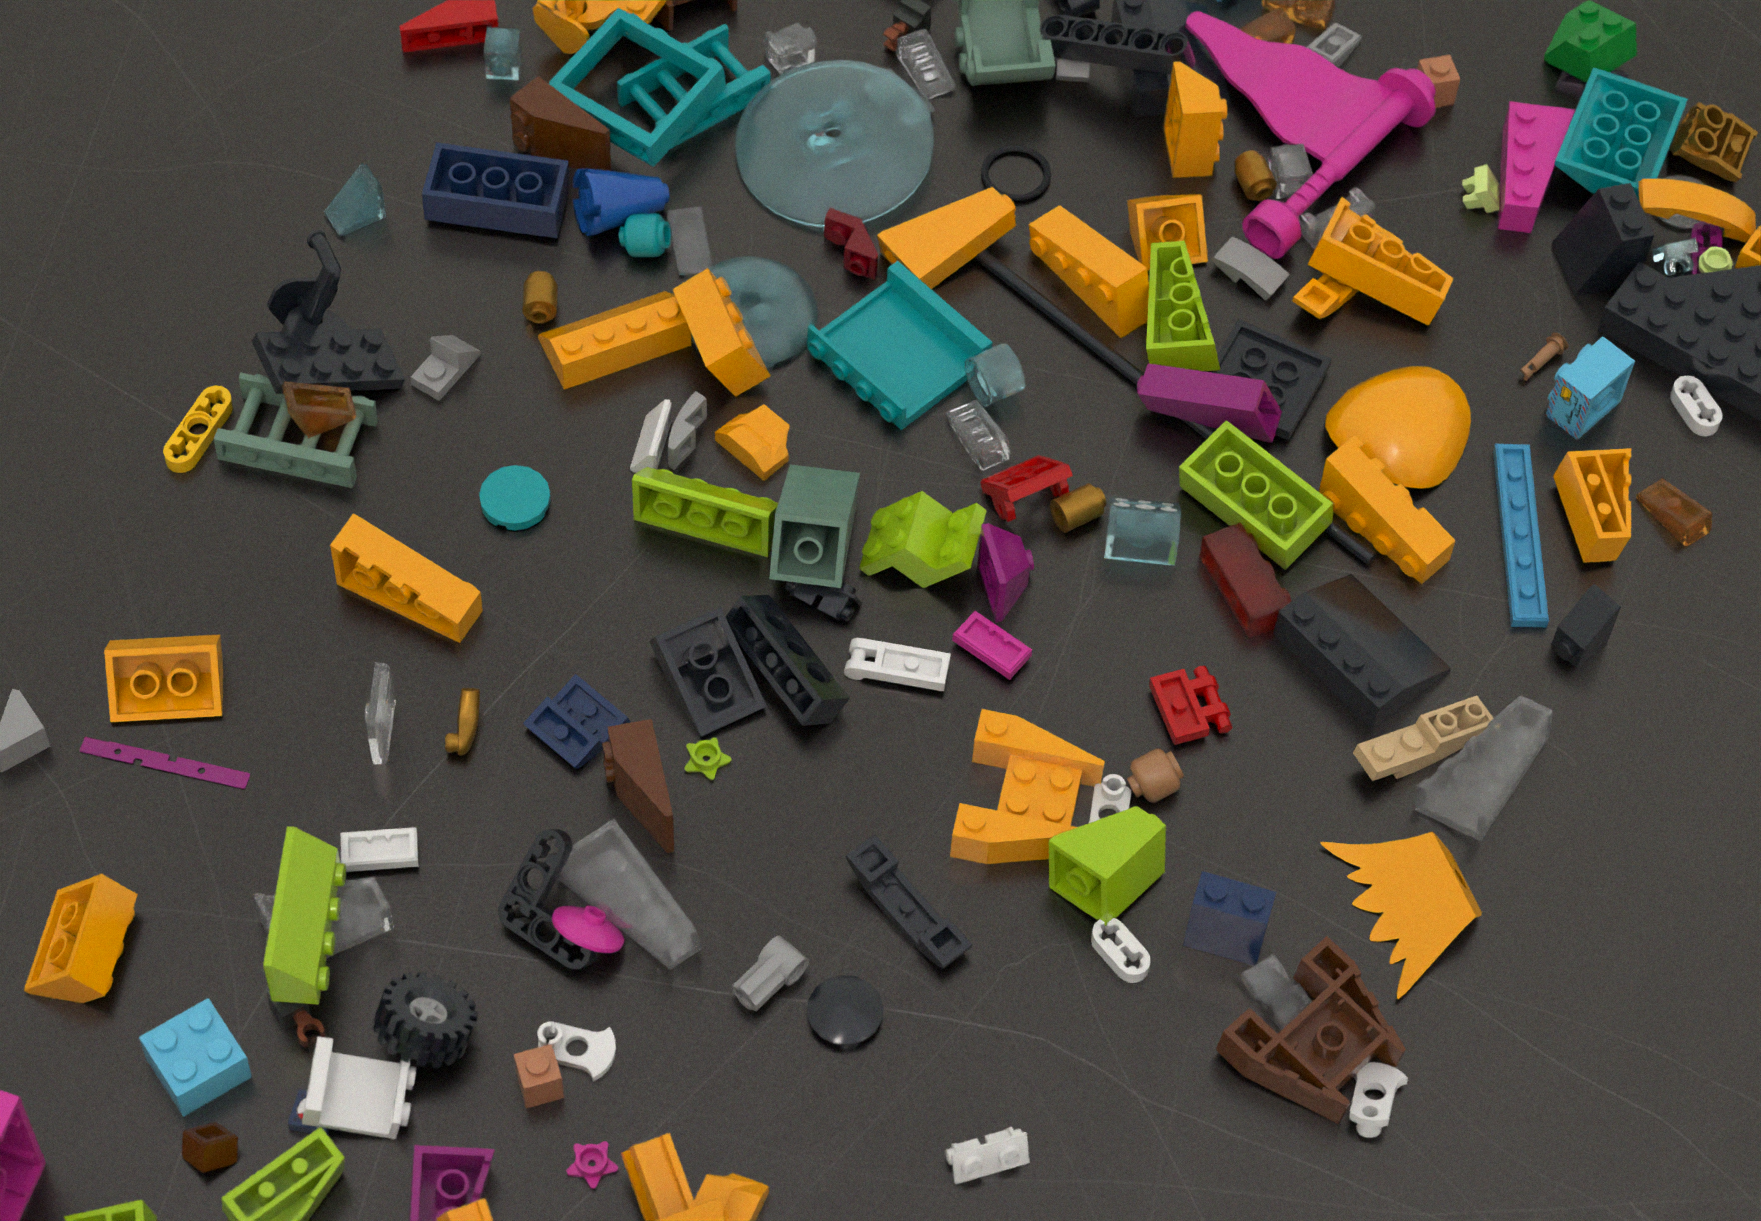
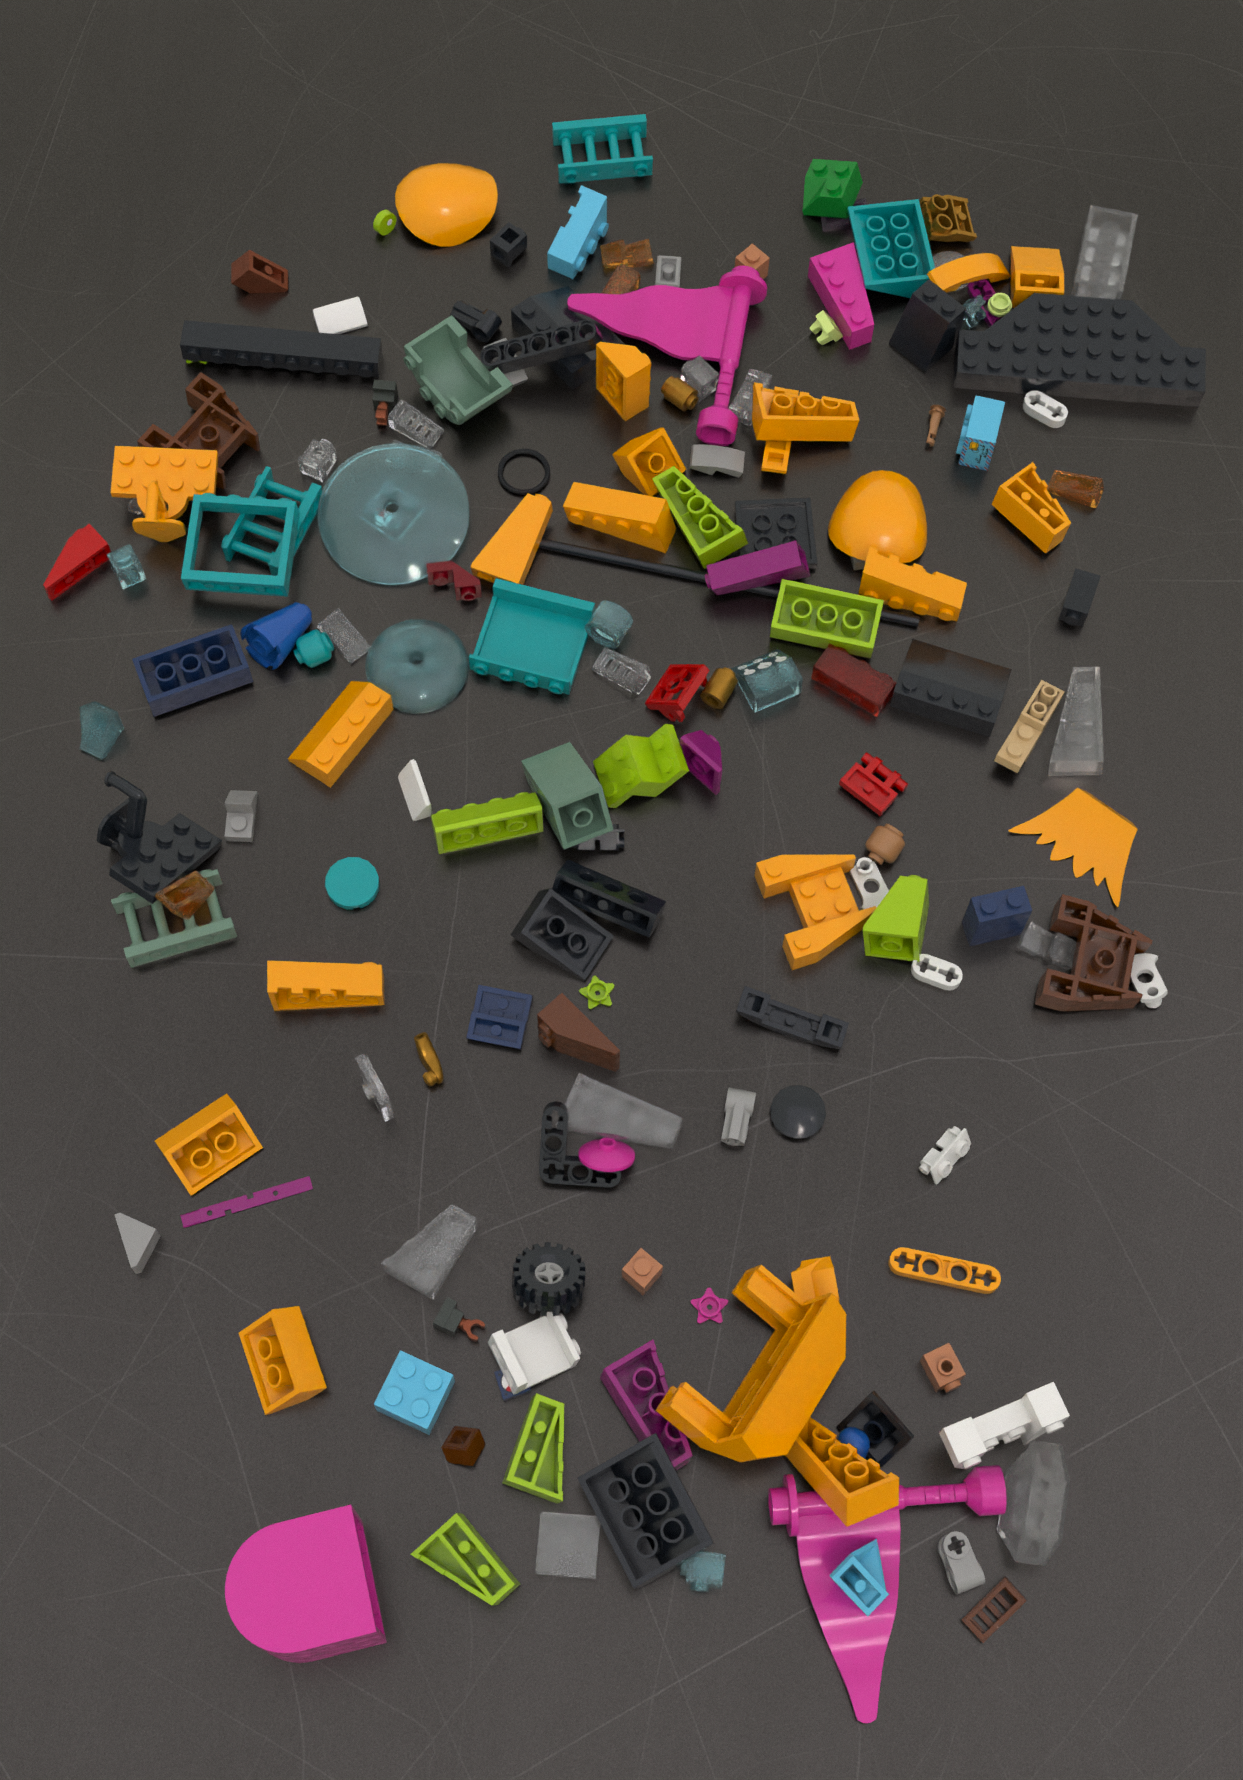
camera: 30 degrees left, 10 degrees up
(198, 443) = (96, 945): yellow beam -> none
(303, 919) = (434, 1263): lime slope -> none
(379, 849) = (433, 1179): white plate -> none
(540, 297) = (273, 731): pearl gold brick -> none
(556, 128) = (206, 604): reddish brown slope -> none
(600, 1047) = (662, 1226): white piece -> none
(683, 432) = (435, 776): light grey slope -> none
(720, 332) = (415, 692): light orange wedge -> none
(756, 440) = (483, 754): light orange slope -> none
(897, 664) = (677, 859): white plate -> none
(992, 645) = (727, 812): dark pink plate -> none
(1520, 536) = (996, 555): dark azure tile -> none

